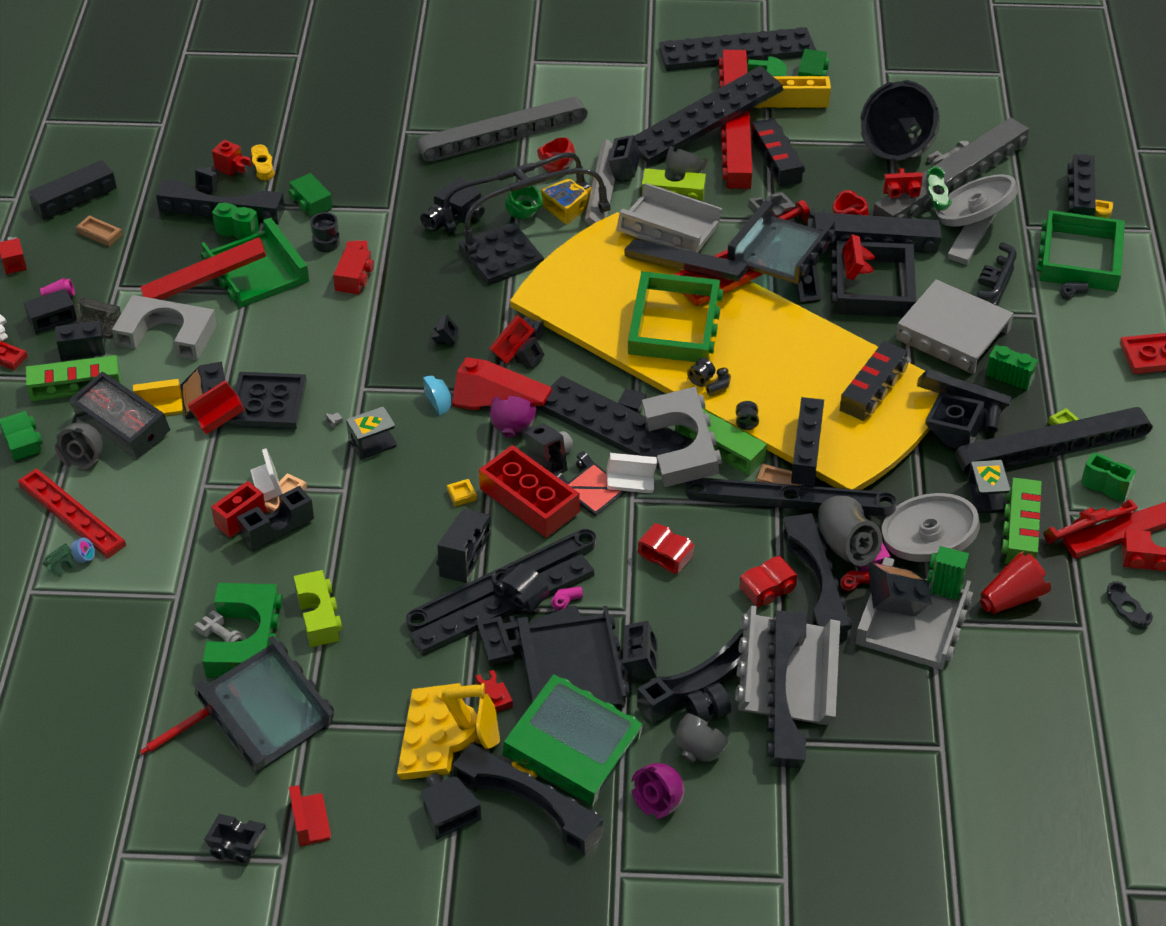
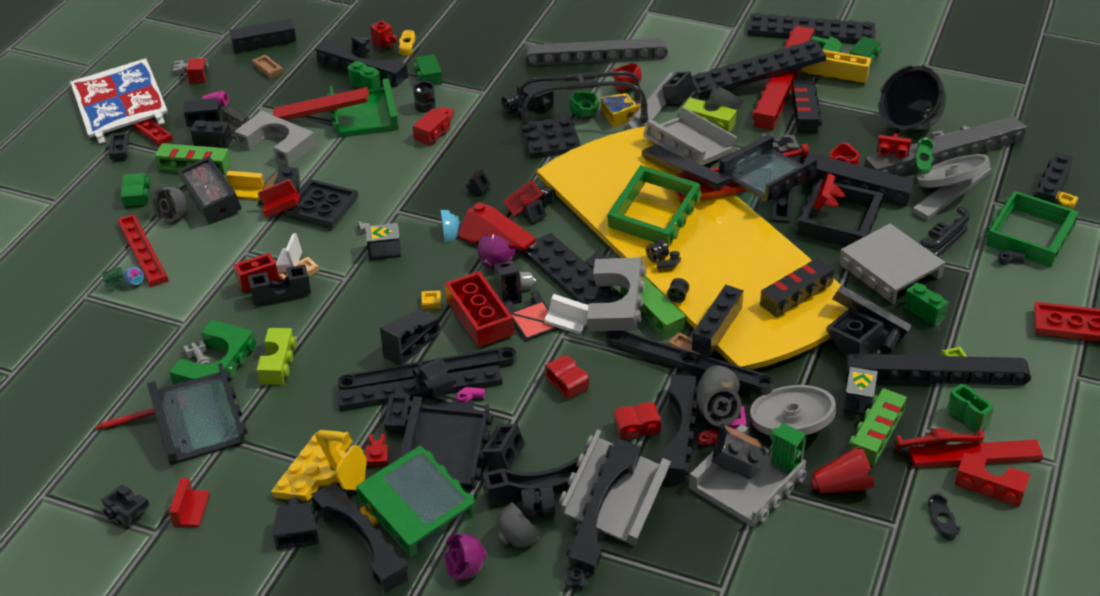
camera: 20 degrees right, 5 degrees down
(784, 783) = (576, 582): none -> black plate

